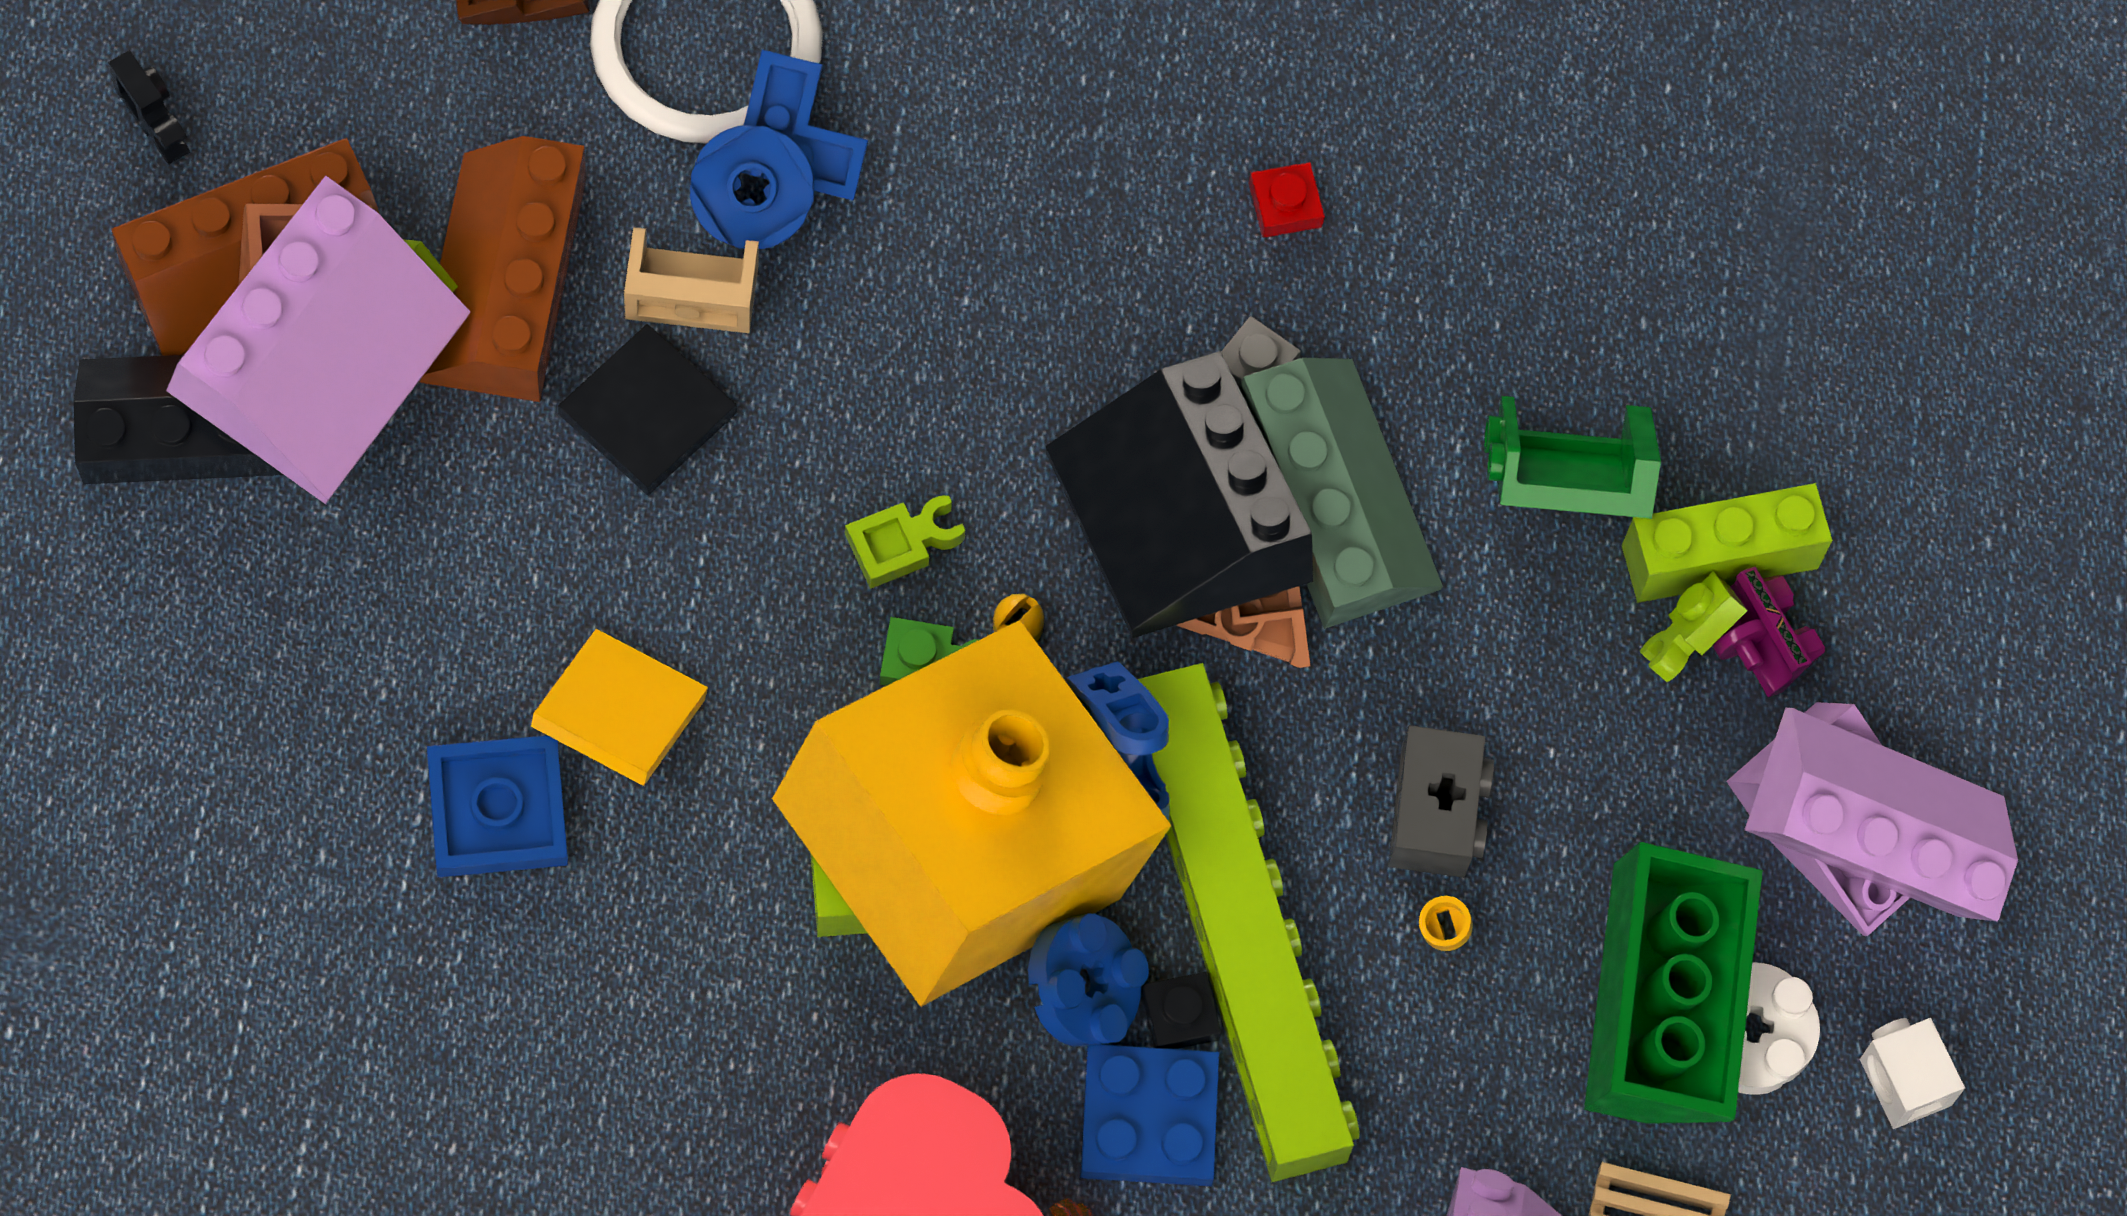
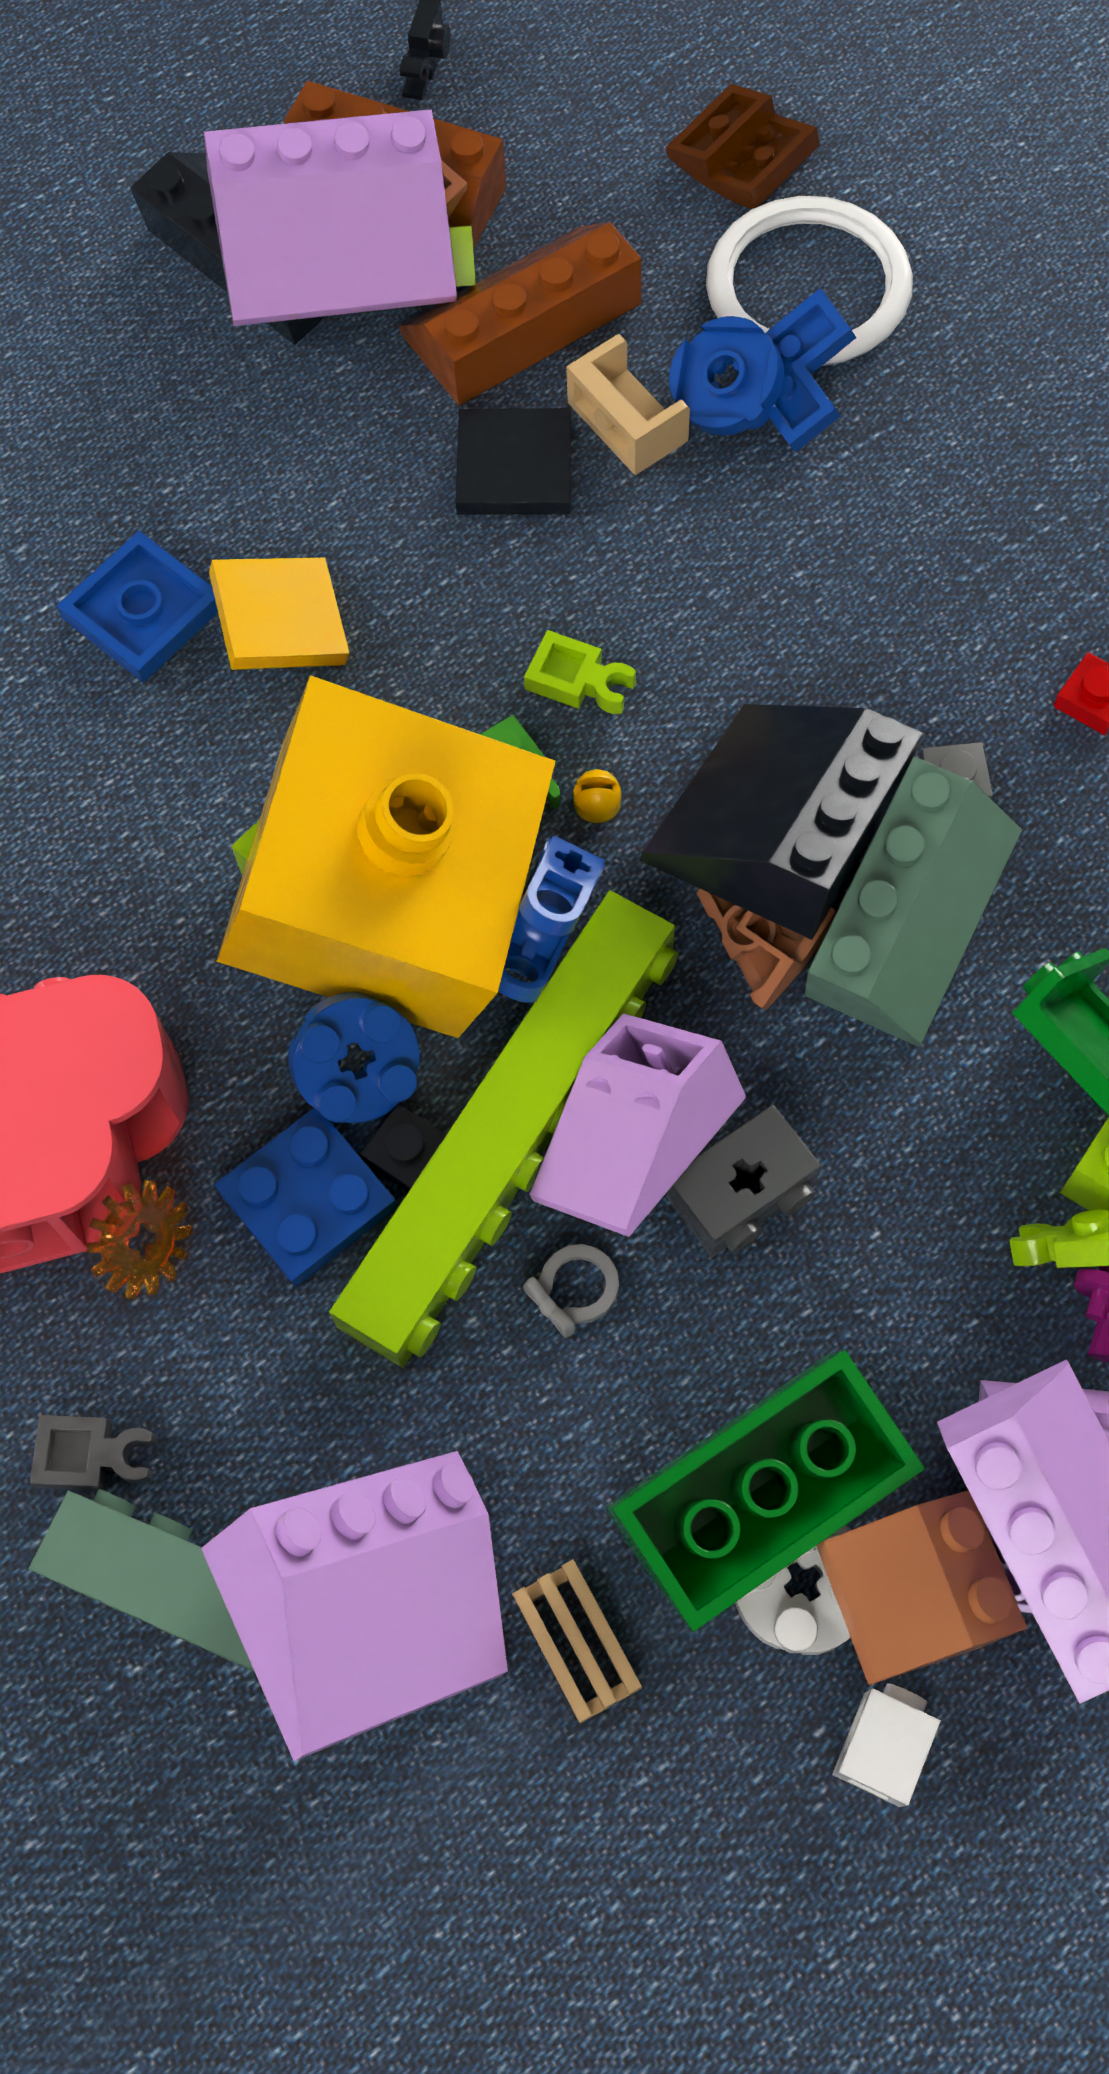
camera: 60 degrees right, 0 degrees up
(1335, 830) = (635, 1122): none -> lavender slope
(1380, 1013) = (566, 1318): none -> light grey piece
(1432, 929) = (644, 1265): yellow hinge -> none
(1834, 948) = (920, 1587): none -> nougat slope

